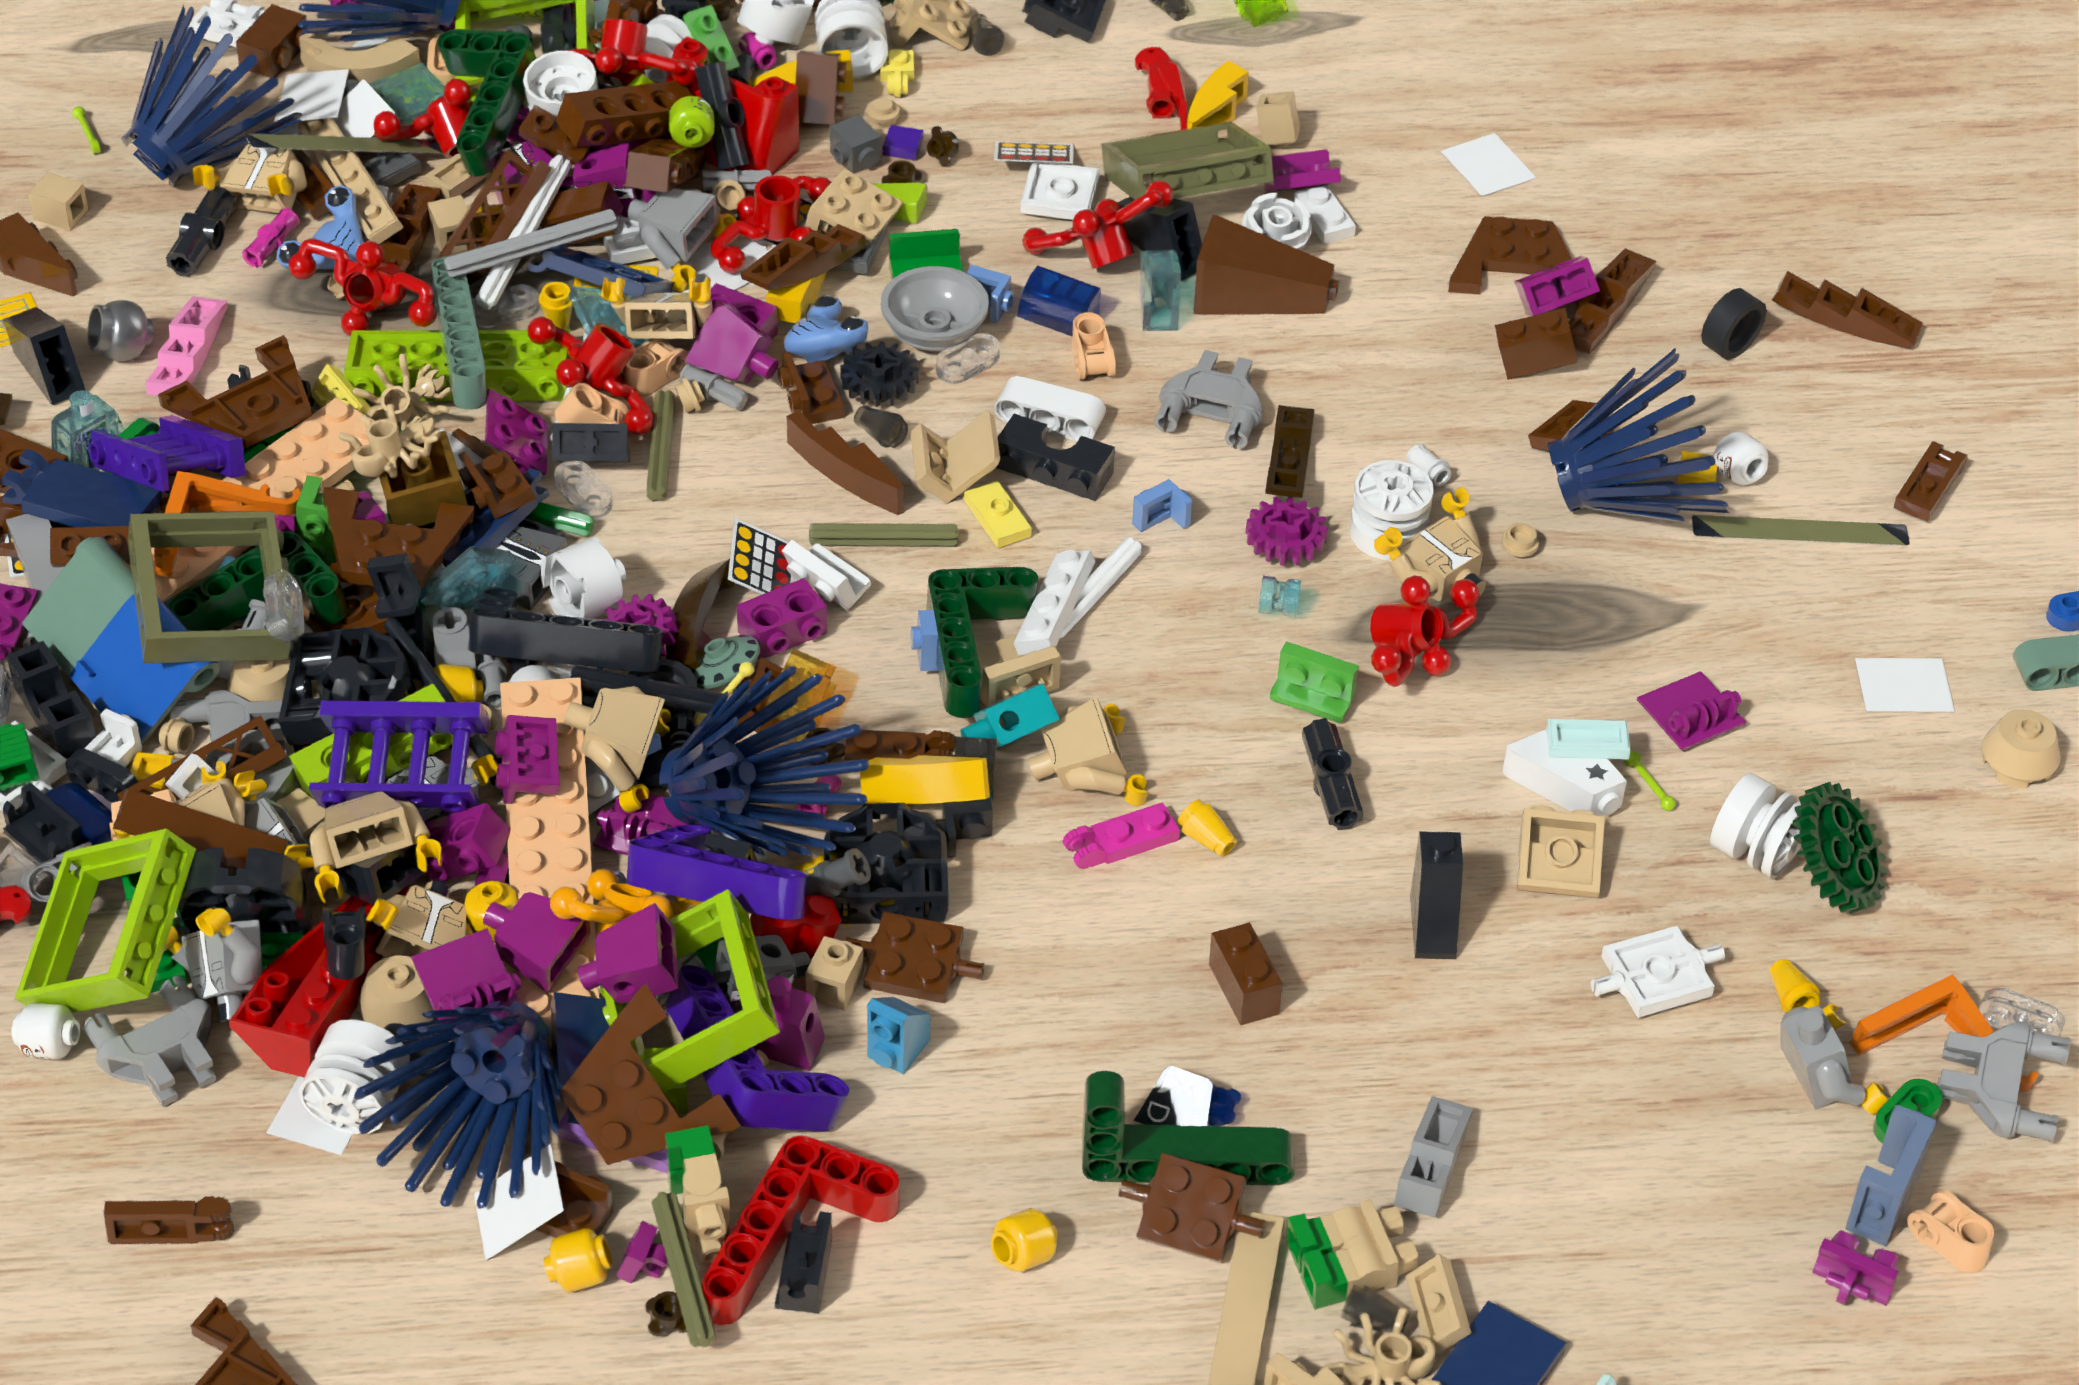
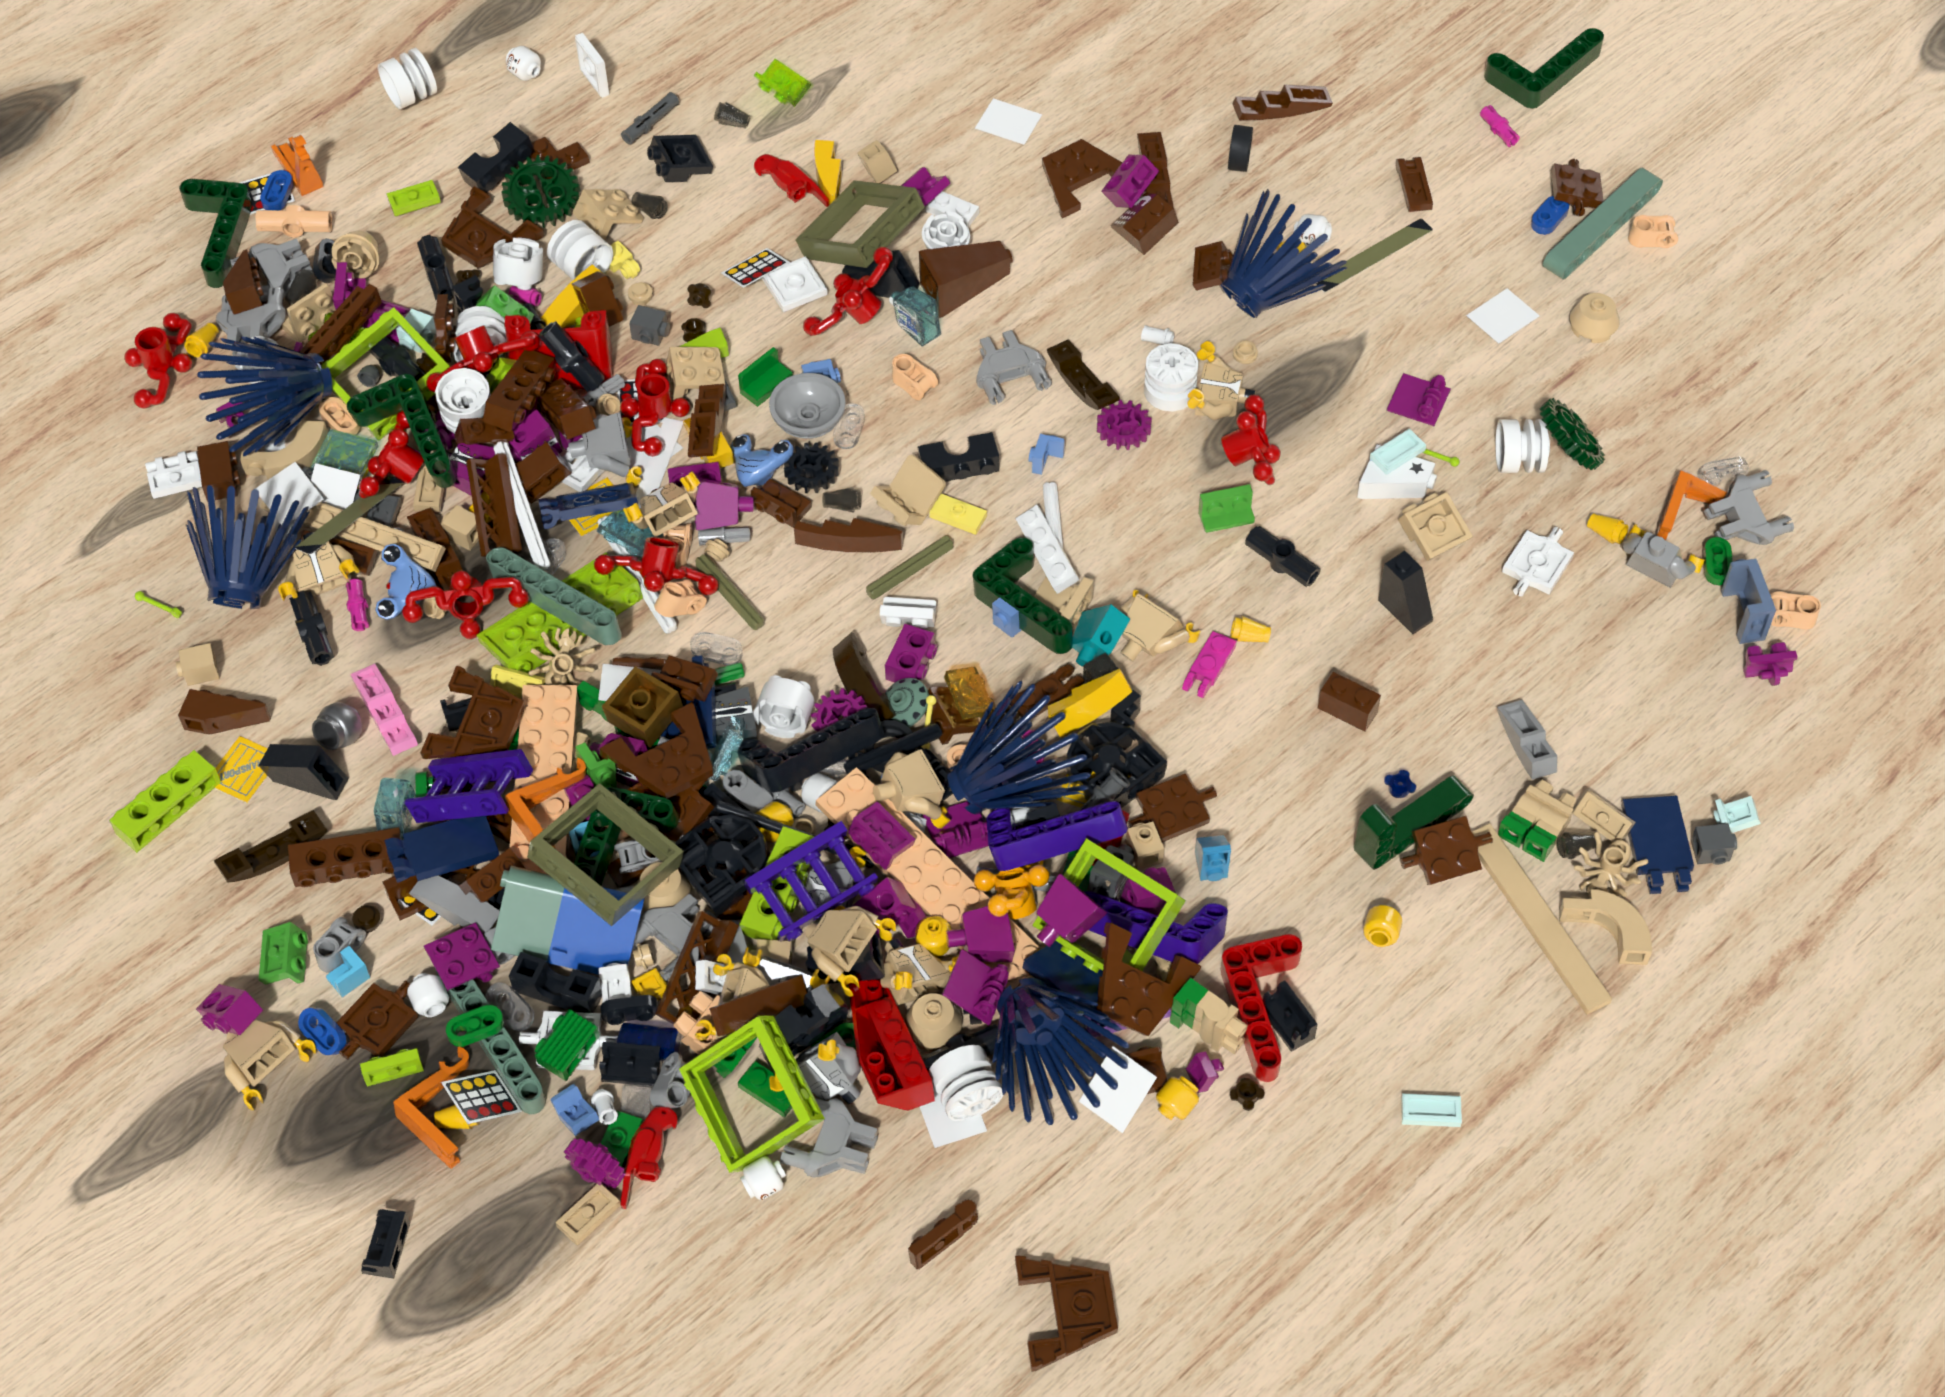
camera: 35 degrees left, 10 degrees up
(283, 606) = (663, 832): clear plate -> none
(345, 942) = (890, 1010): black piece -> none
(387, 444) = (616, 695): tan animal -> none
(394, 585) = (707, 783): black bracket -> none
(517, 432) = (650, 638): magenta hinge -> none
(530, 243) = (544, 512): light grey axle -> none
(556, 304) = (587, 541): yellow cone -> none
(590, 442) = (698, 618): black hinge -> none
(683, 1270) = (1239, 1064): olive axle -> none
(691, 121) = (564, 372): lime head -> none
(757, 559) = (864, 628): sticker -> none
(903, 142) = (672, 305): dark purple tile -> none
(1056, 300) = (865, 358): clear blue brick -> none
(1062, 409) = (926, 429): white beam -> none
(1177, 1100) = (1386, 793): sticker -> none
(1288, 596) = (1157, 467): clear light blue wheel -> none

